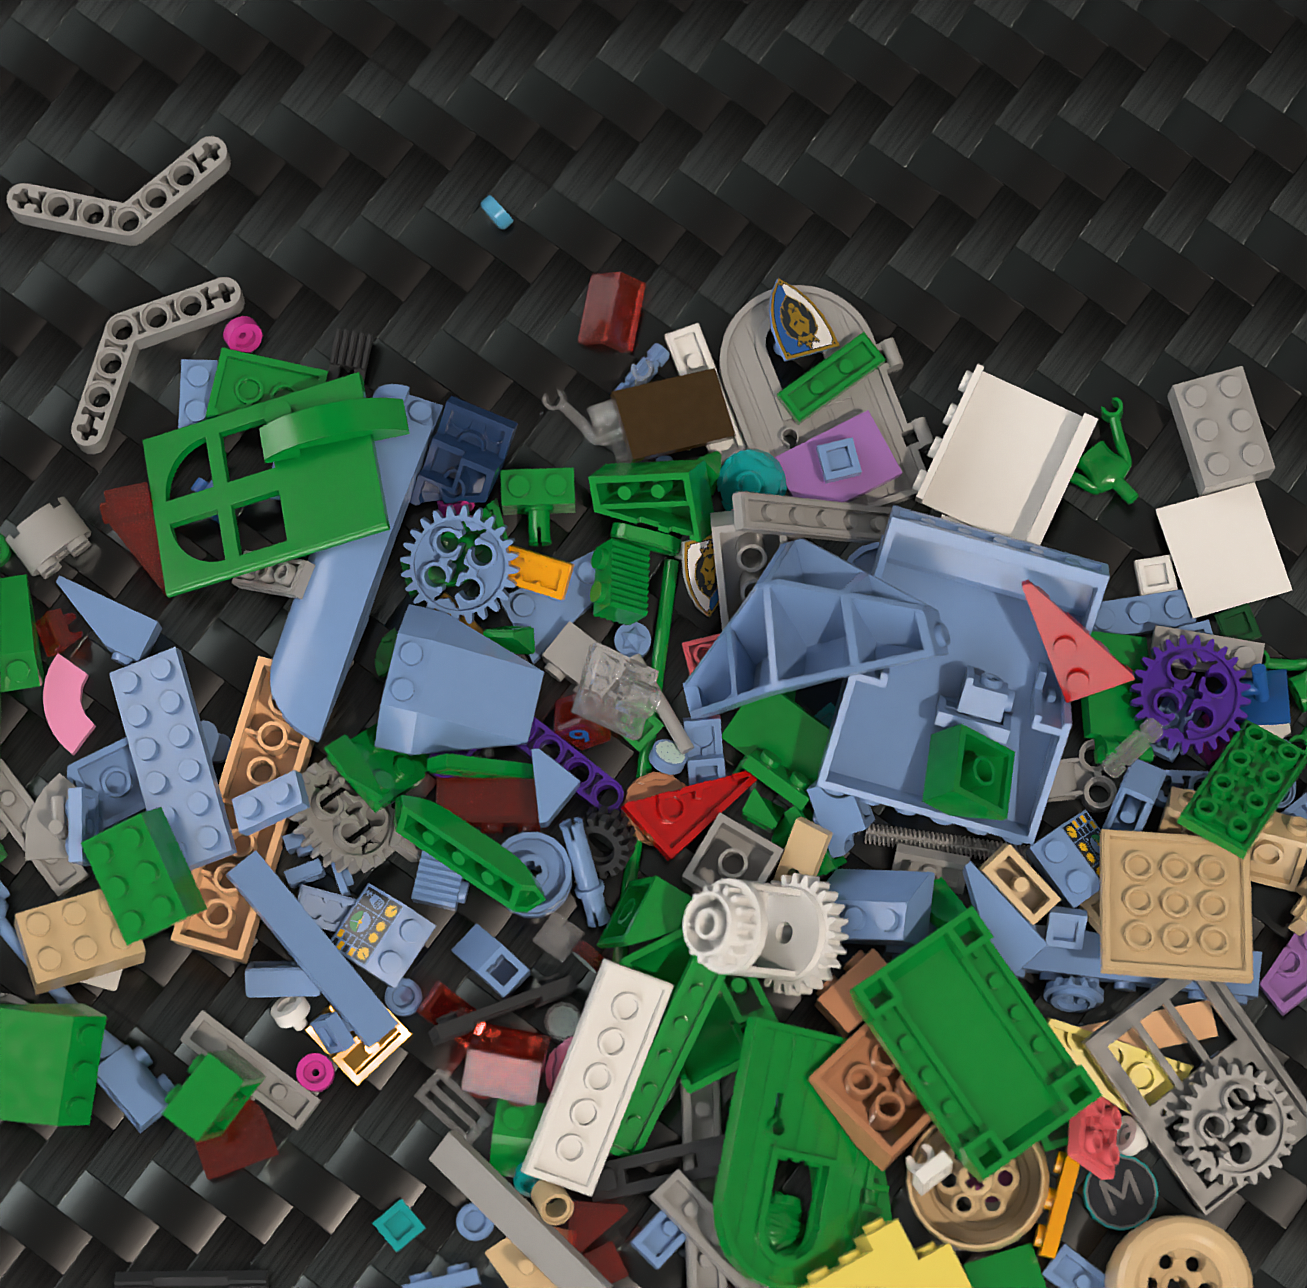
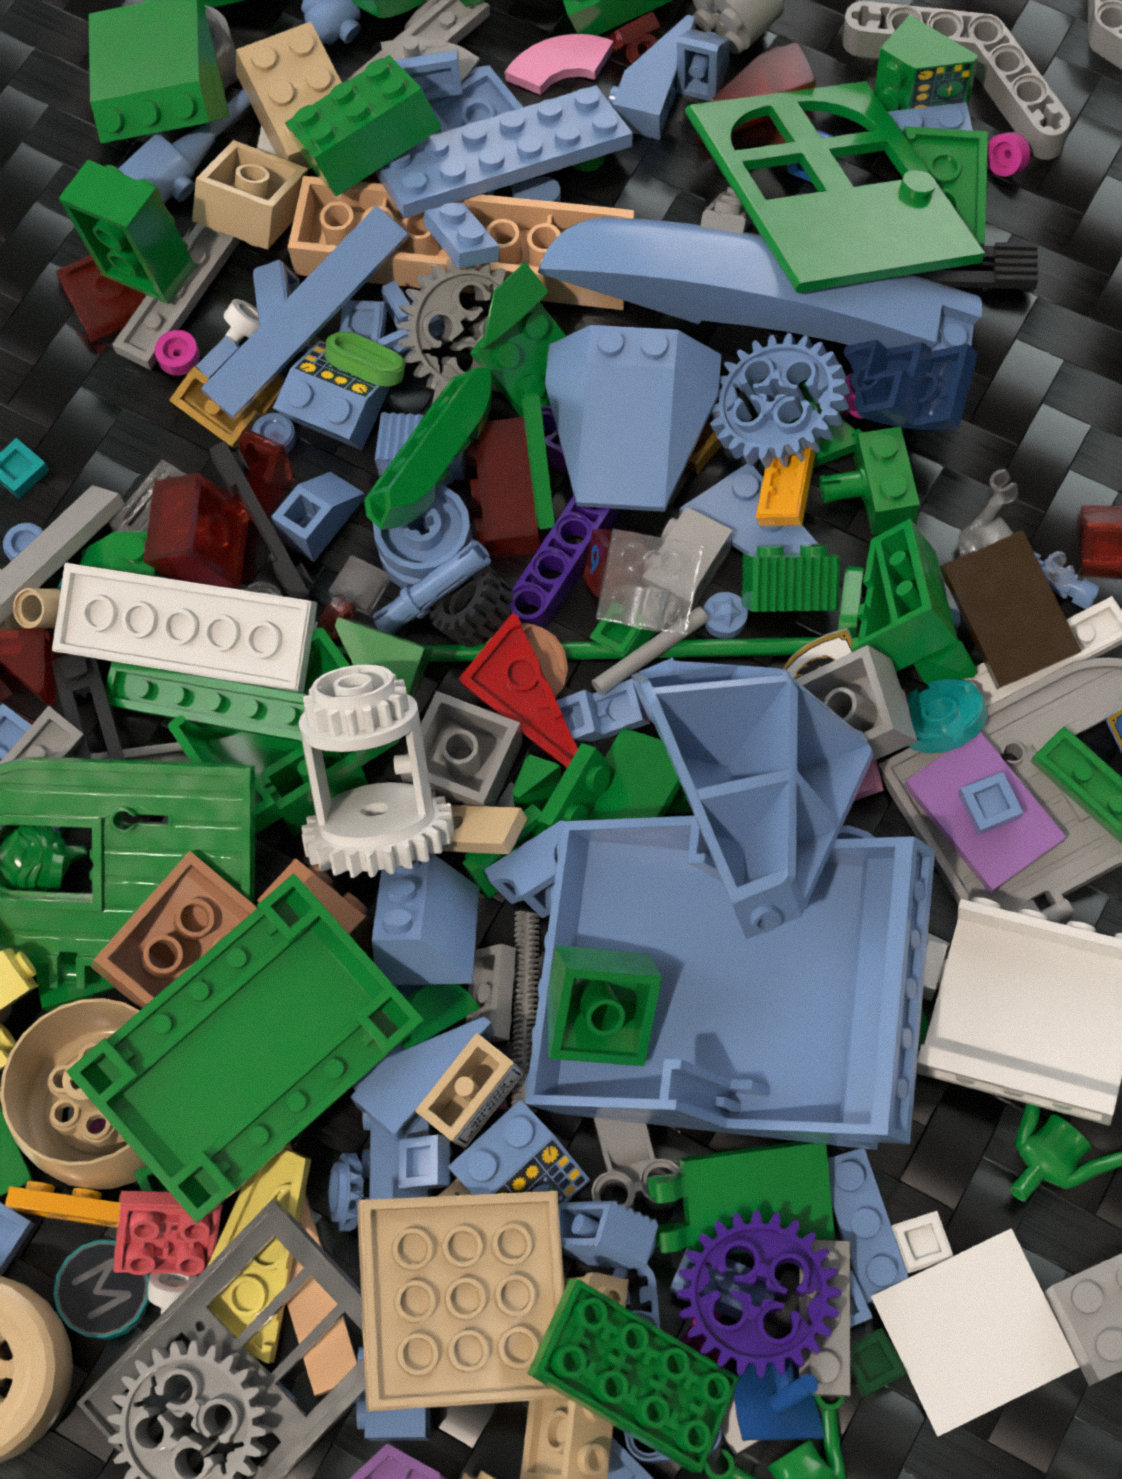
camera: 90 degrees right, 10 degrees down
(102, 574) = (701, 63): none -> medium blue slope
(154, 391) = (923, 68): none -> green slope
(173, 990) = (248, 194): none -> tan brick
(333, 423) = (919, 232): green slope -> none
(358, 905) = (364, 359): none -> bright green tile
(513, 638) = (703, 477): green slope -> none
(553, 786) = (523, 529): medium blue slope -> none
(667, 757) = (585, 665): tile -> none
(809, 517) = (902, 752): light grey tile -> none
(930, 1172) = (88, 1020): white tile -> none
(948, 716) = (678, 1004): medium blue plate -> none
(984, 695) = (707, 1009): medium blue brick -> none
(1078, 660) = (774, 1117): wing -> none
(1132, 747) = (669, 1215): clear axle -> none

